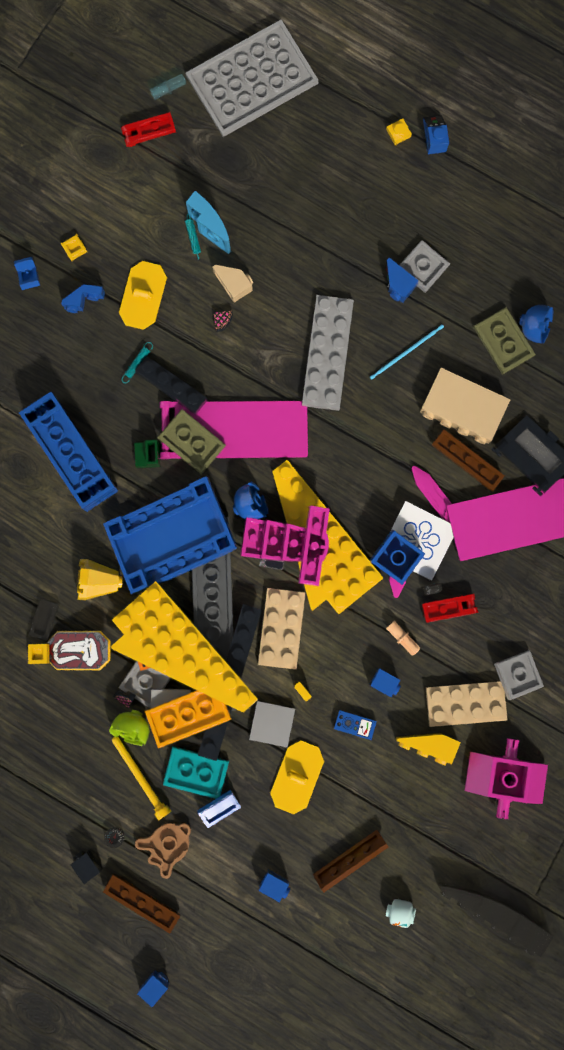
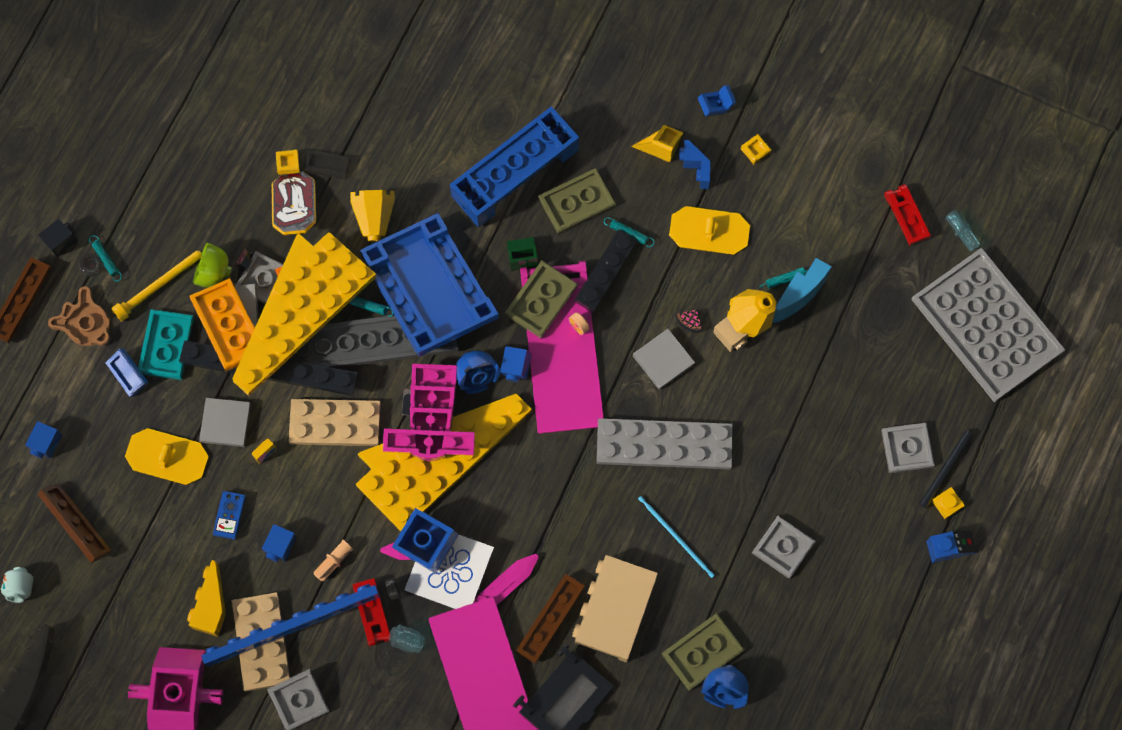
camera: 85 degrees right, 10 degrees down
(59, 326) = (661, 143): none -> yellow slope
(103, 404) = (577, 201): none -> olive tile
(109, 824) = (105, 258): none -> teal piece
(182, 588) = (370, 305): none -> teal piece
(217, 411) = (579, 323): none -> light nougat tile
(225, 262) = (752, 312): none -> yellow cone
(247, 468) = (515, 364): none -> blue brick
(254, 345) = (663, 359): none -> light grey tile
(349, 157) = (907, 447): none -> light grey tile
(370, 129) = (946, 468): none -> black bar
(399, 281) = (758, 517): blue slope -> none
(461, 684) = (282, 628): none -> blue plate
(476, 580) = (406, 639): none -> clear light blue brick

